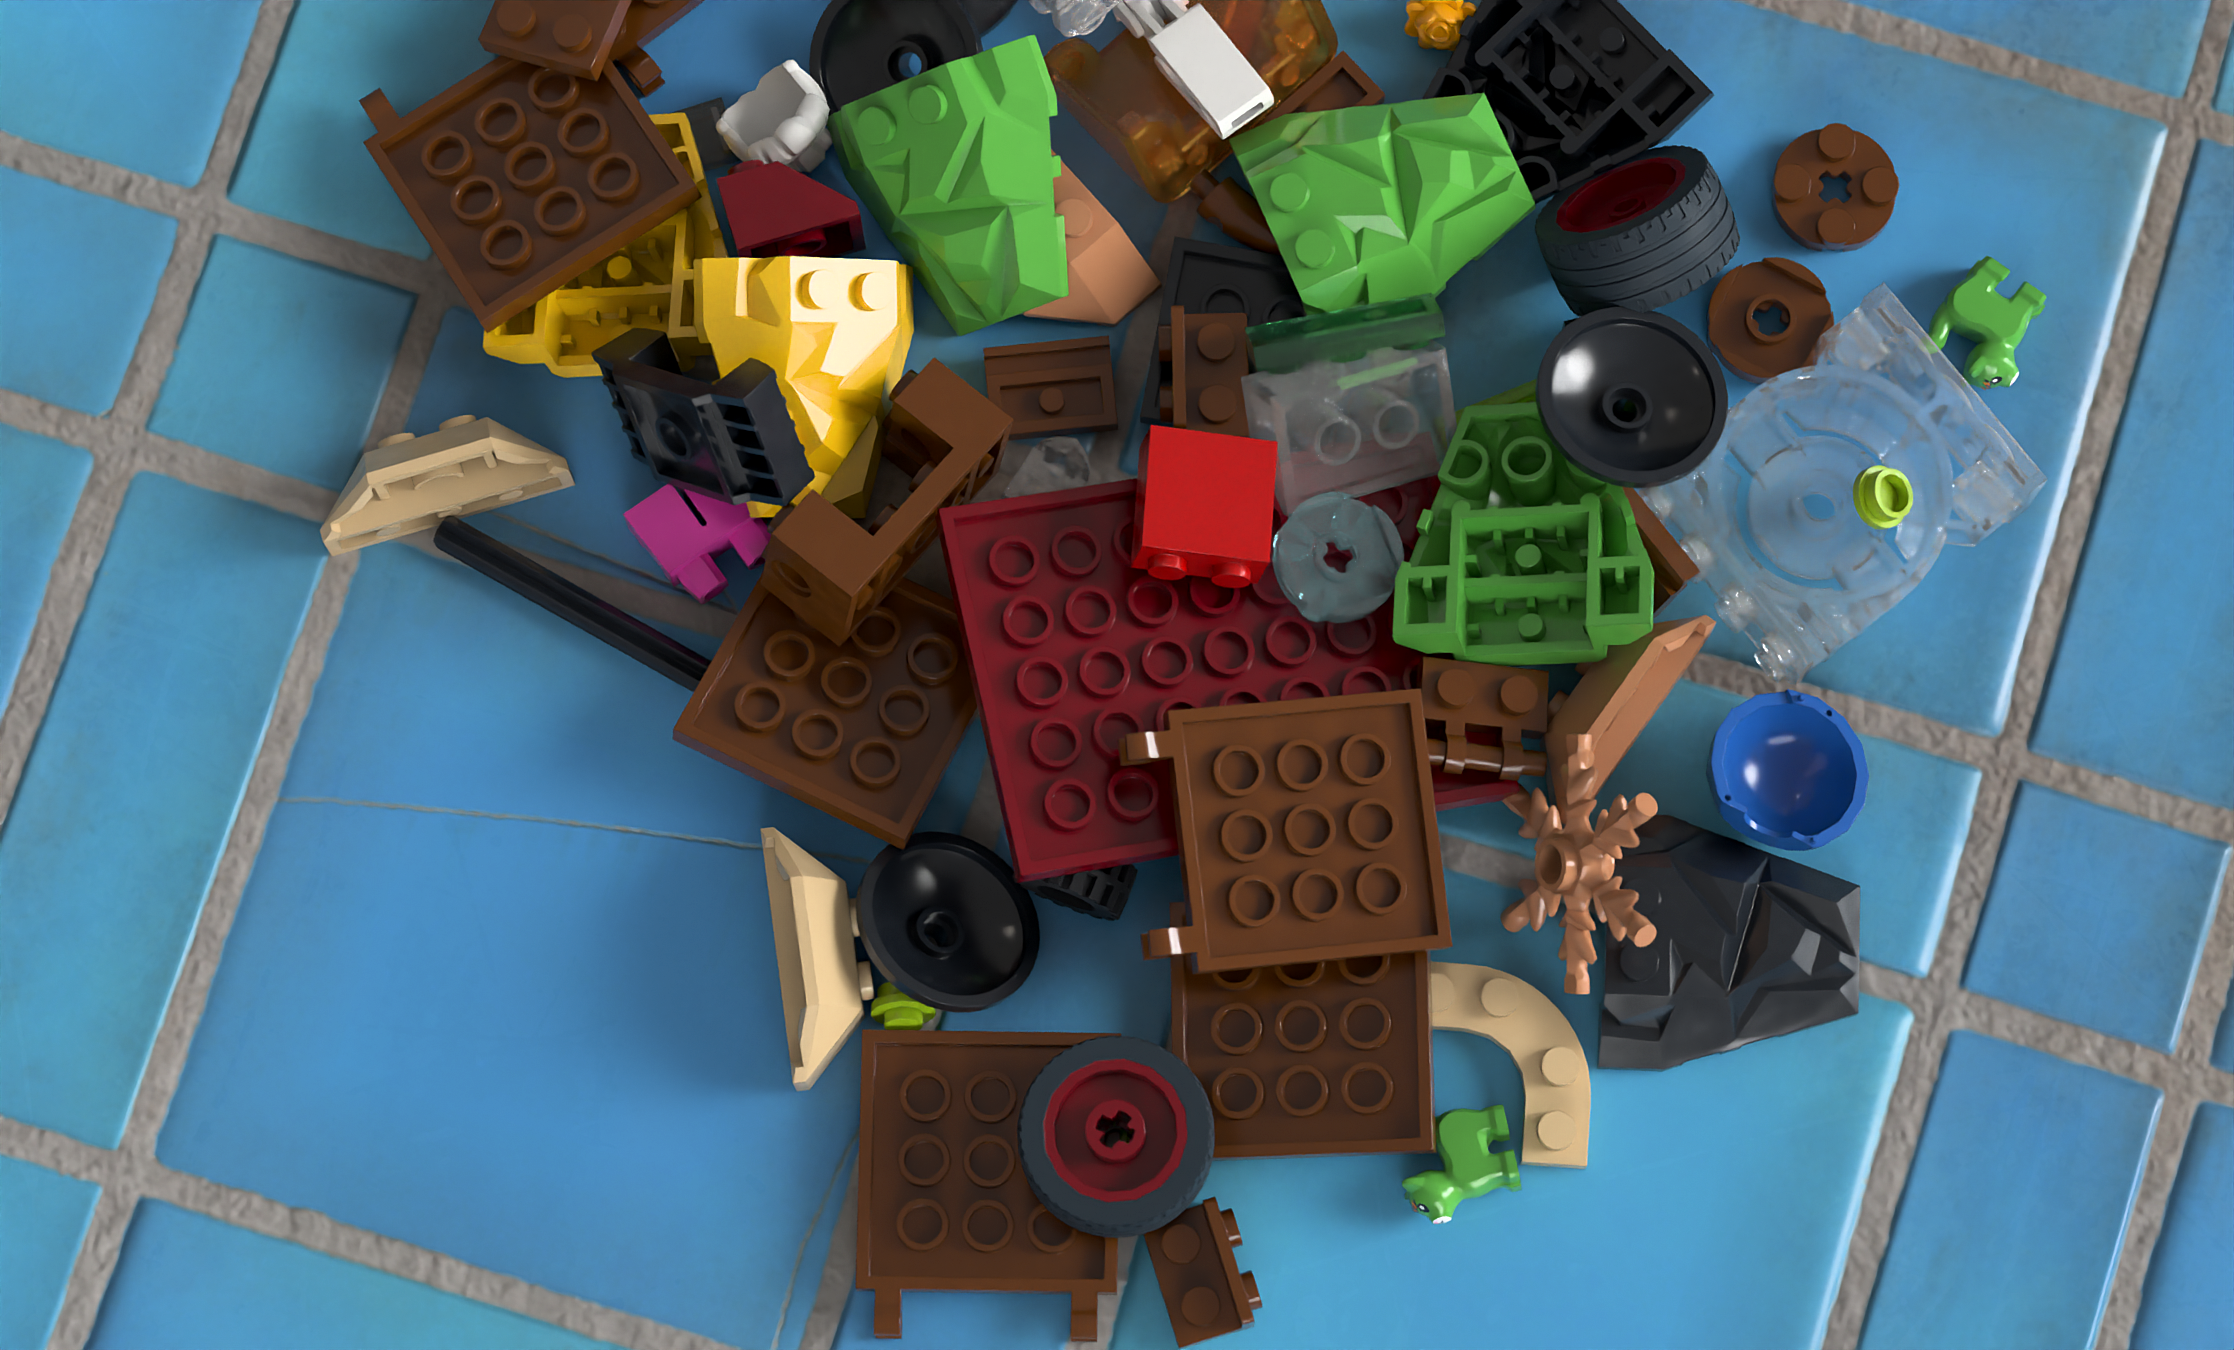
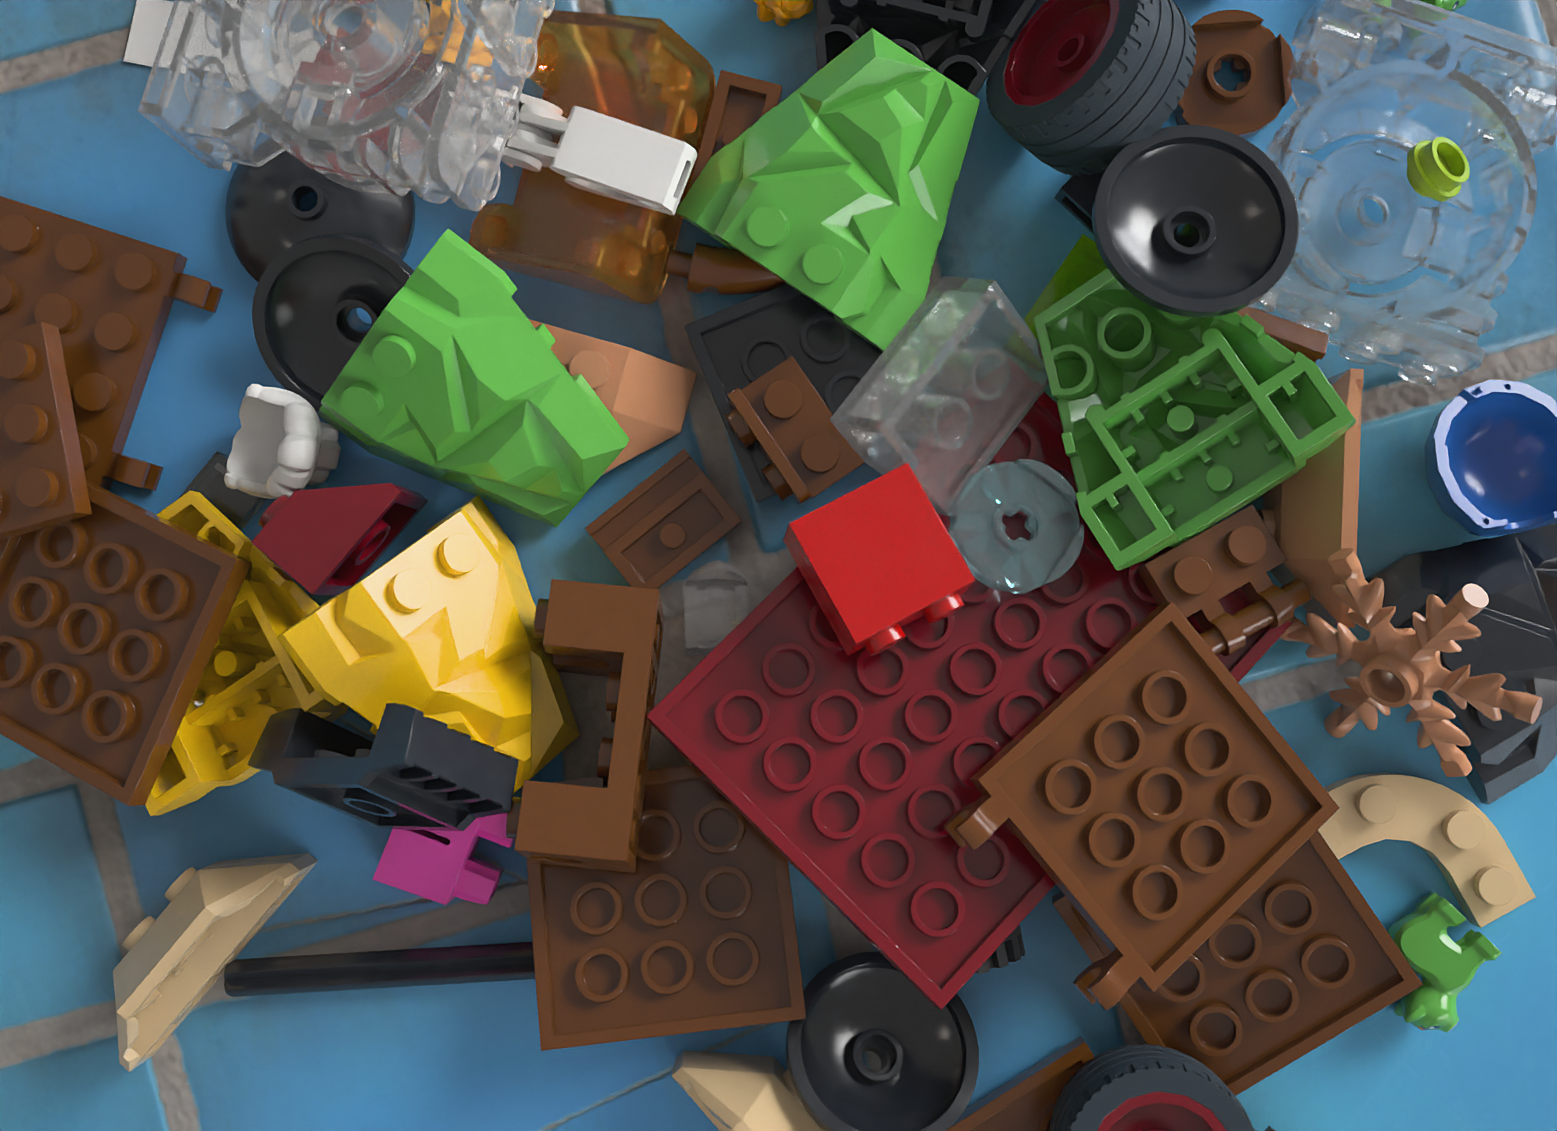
camera: 35 degrees left, 10 degrees up
(1345, 333) = (896, 322): clear green plate -> none

